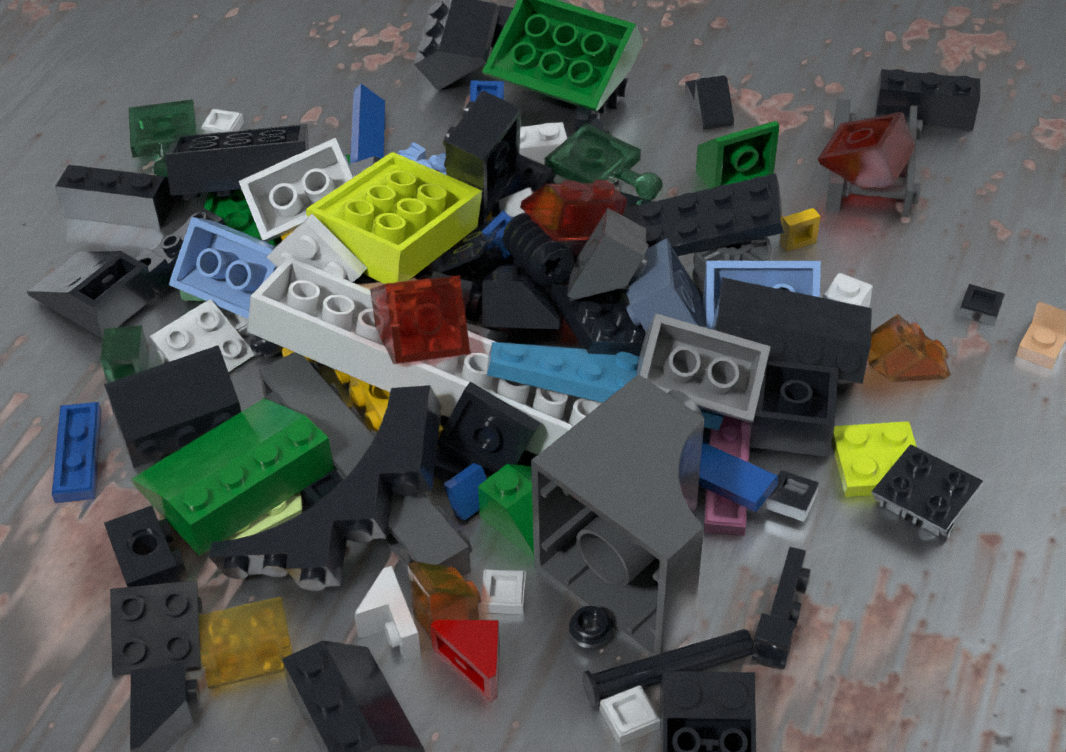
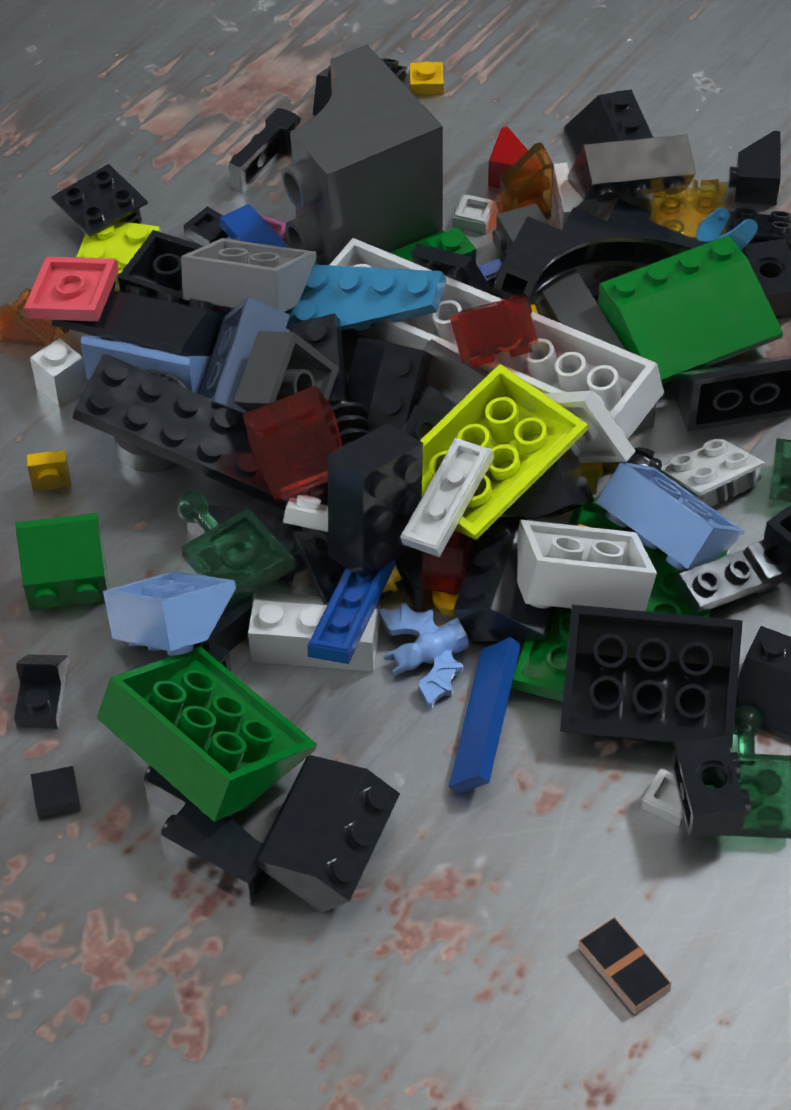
camera: 165 degrees left, 5 degrees up
(189, 100) = (705, 809): none -> black brick
(210, 570) = (713, 224): none -> dark azure helmet
(245, 38) = (624, 965): none -> black tile
(314, 592) = (633, 168): none -> slope
(419, 167) = (447, 497): none -> white tile
(632, 112) = (167, 610): none -> light blue slope
(662, 52) = (55, 791): none -> black tile
(865, 317) = (71, 288): none -> coral plate

